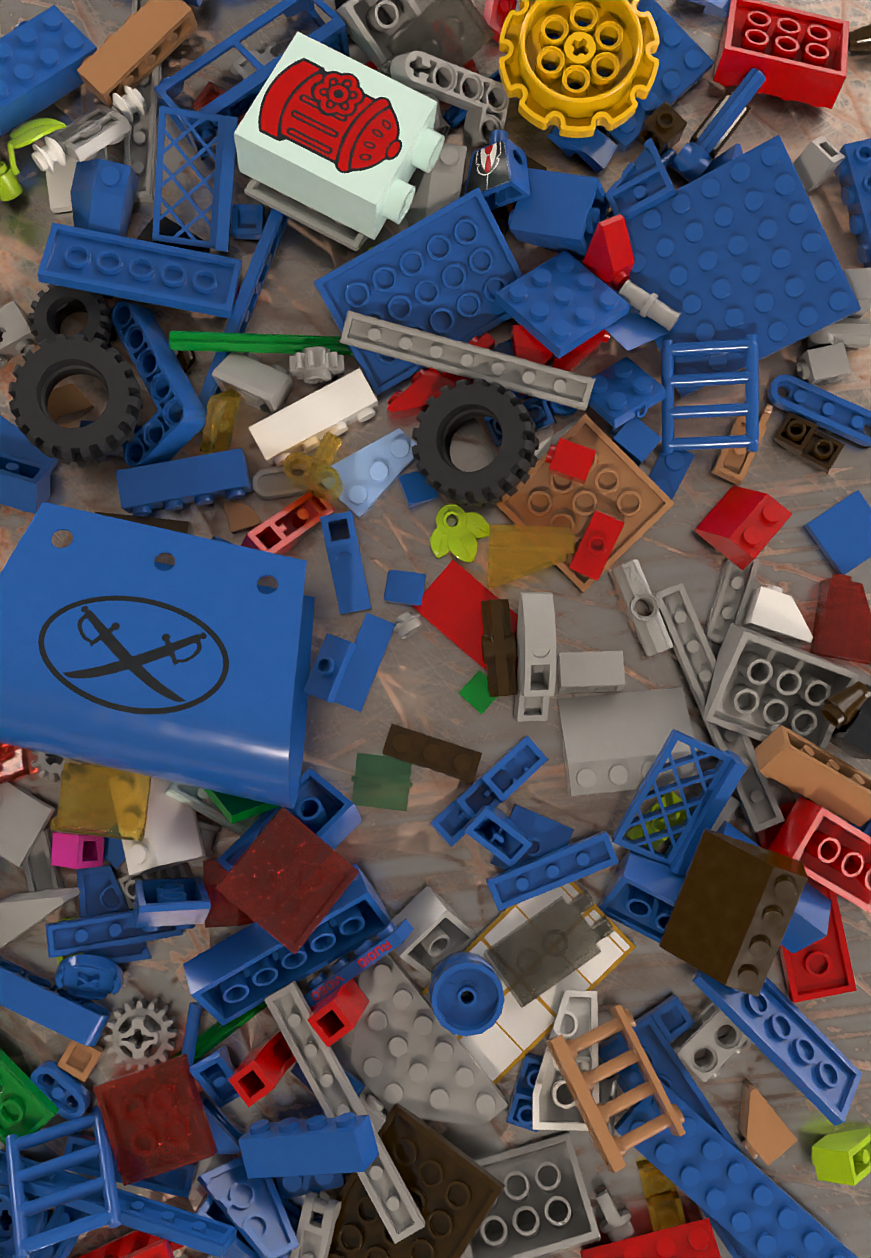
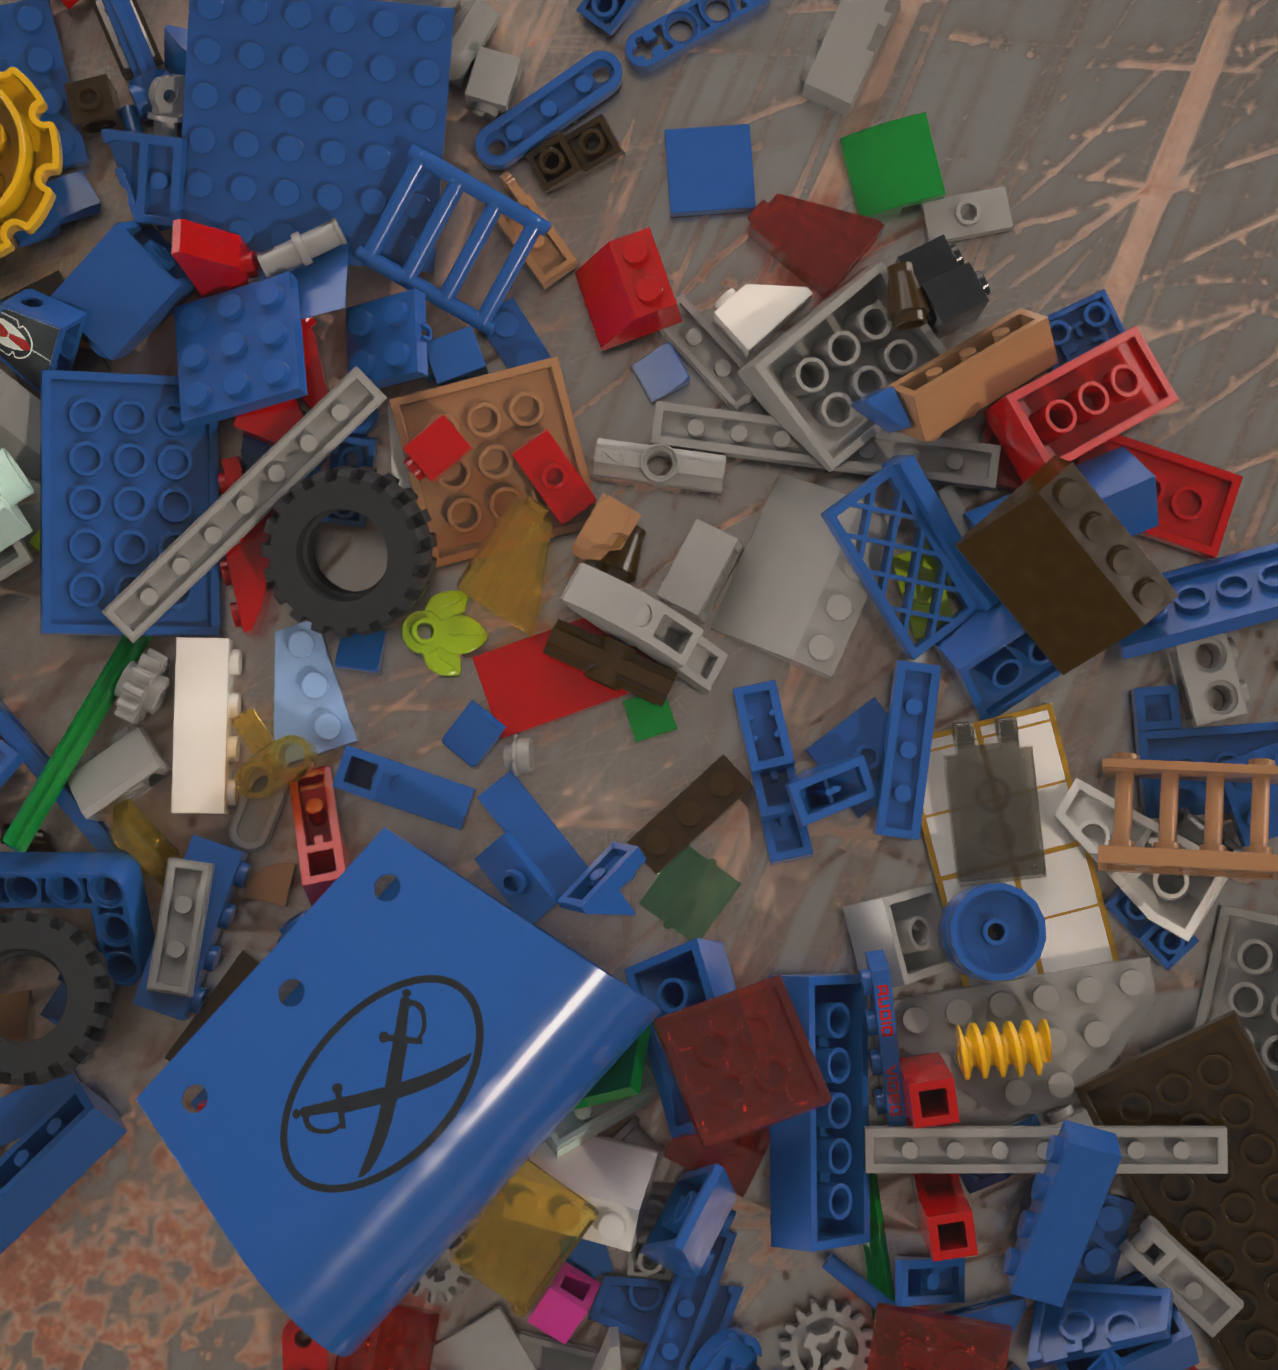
camera: 60 degrees left, 0 degrees up
(178, 473) = (180, 927): none -> light grey tile
(354, 721) = (600, 883): none -> blue slope
(395, 1044) = (1003, 1048): none -> yellow piece
(573, 617) = (624, 563): none -> dark brown cone
(582, 596) = (605, 529): none -> medium nougat rock
(684, 172) = (169, 112): none -> light grey piece
(702, 576) = (661, 372): none -> blue slope
(764, 731) = (883, 409): none -> blue slope

